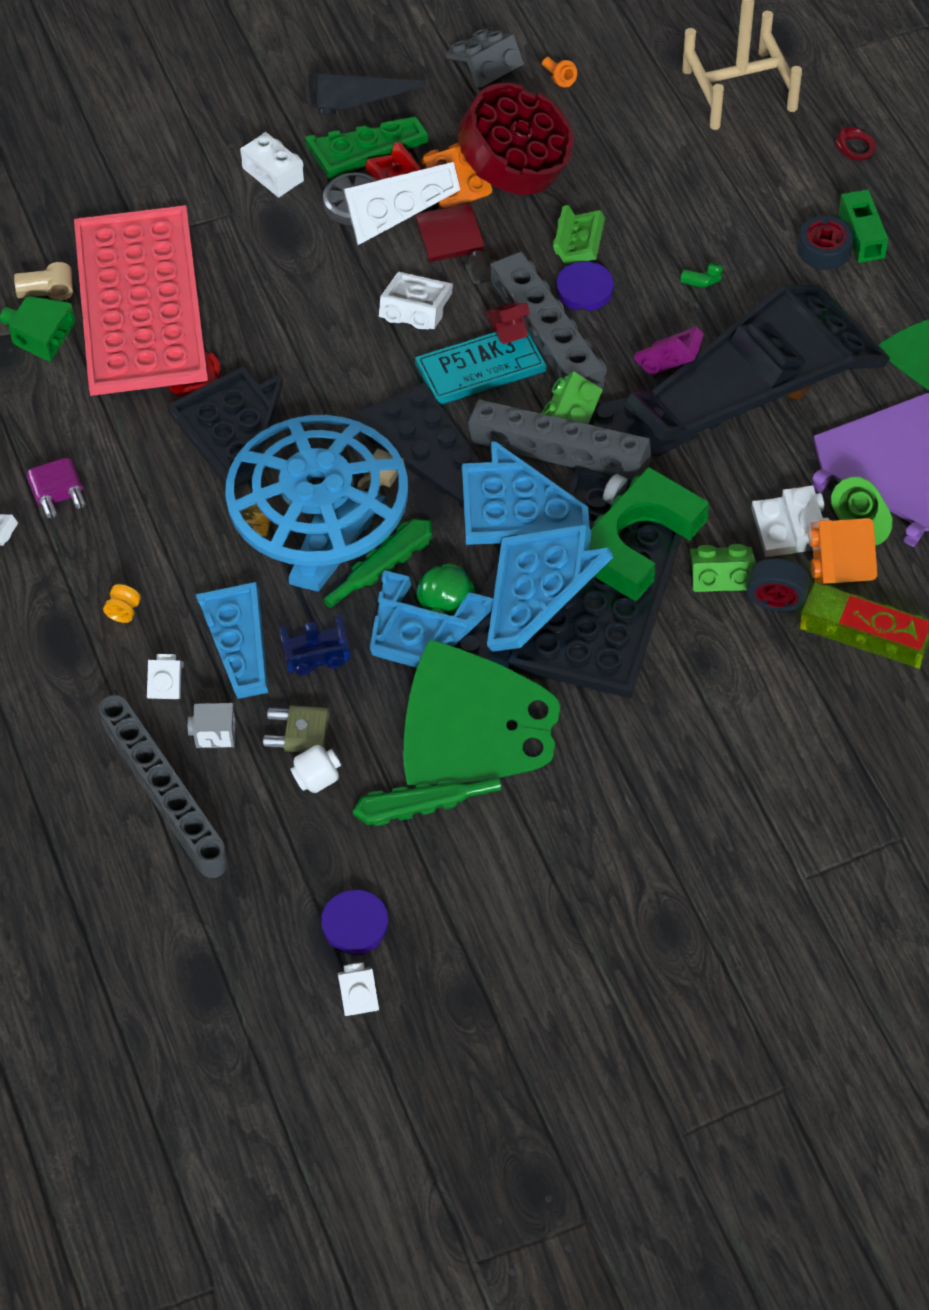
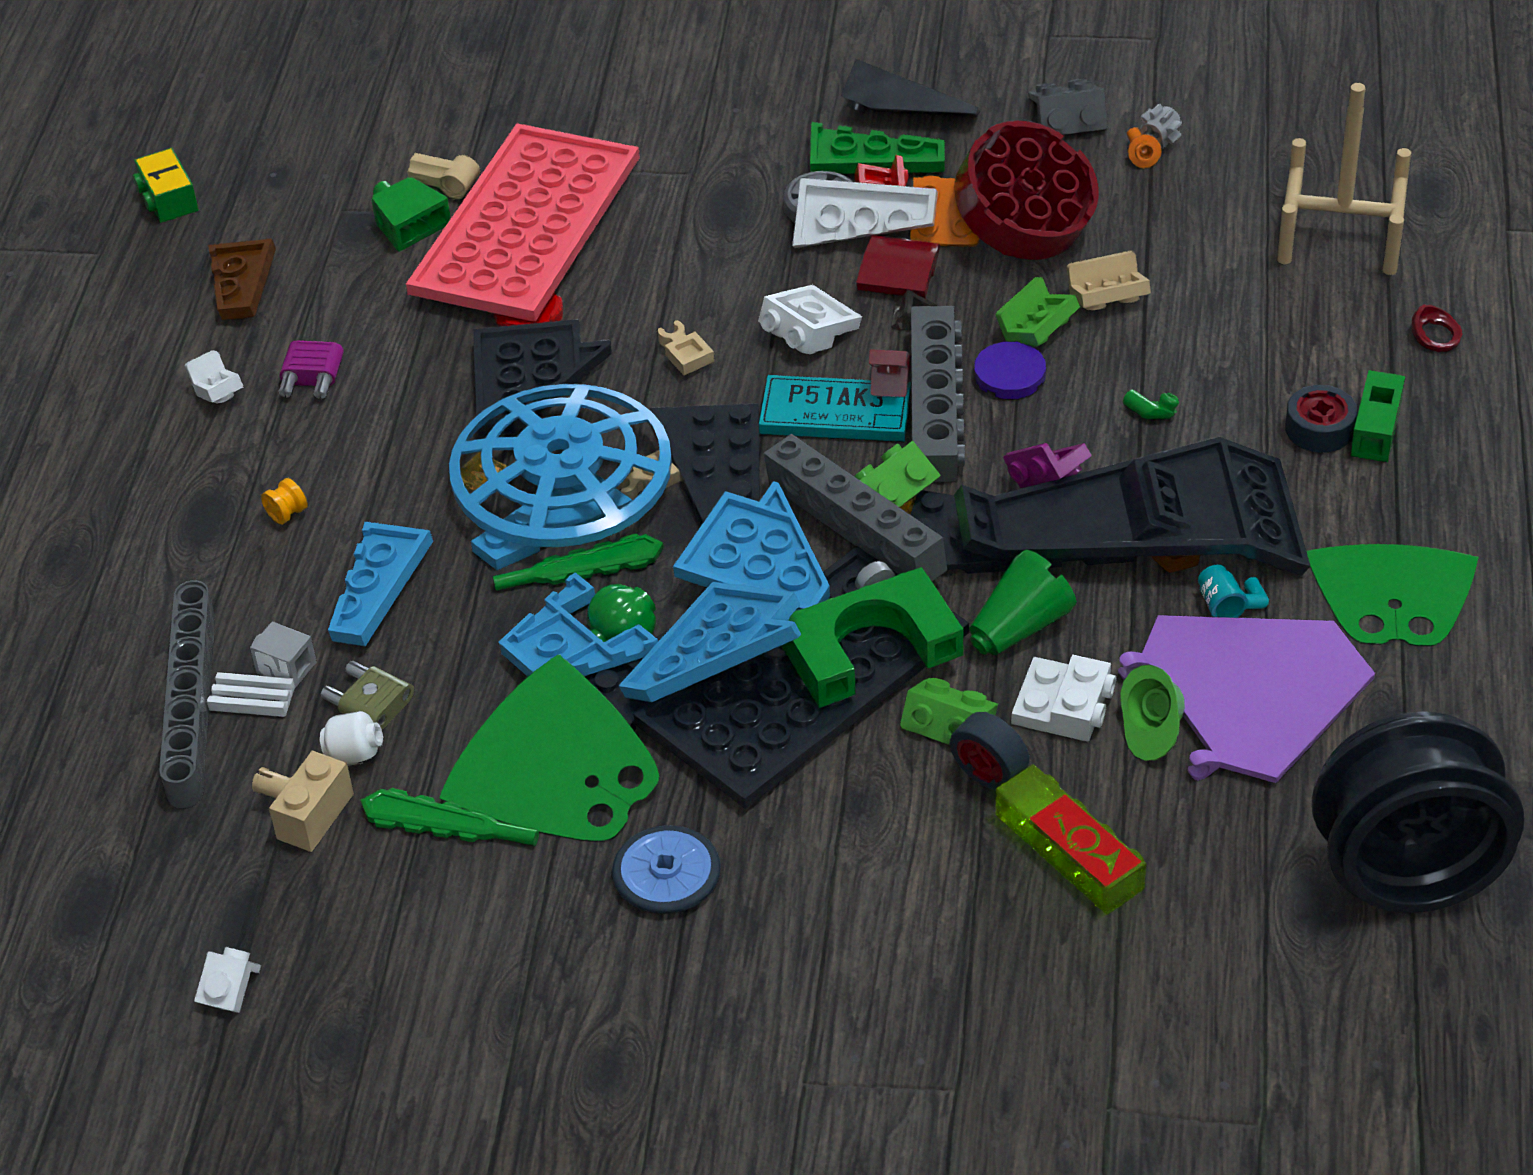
camera: 30 degrees right, 10 degrees down
(164, 677) = (271, 588): white bracket -> none
(206, 762) = (252, 689): none -> white tile
(272, 164) = (759, 138): white brick -> none
(305, 662) = (443, 621): clear blue window -> none
(317, 827) = (307, 800): none -> tan brick
(339, 361) = (685, 351): none -> tan plate
(354, 922) = (278, 912): dark purple tile -> none
(565, 48) = (1161, 124): none -> light grey gear
(604, 748) = (666, 869): none -> medium blue wheel
(611, 189) = (1107, 280): none -> tan bracket
(724, 464) = (1021, 604): none -> green cone
(843, 551) = (1093, 745): orange bracket -> none
(850, 402) = (1226, 597): none -> teal piece

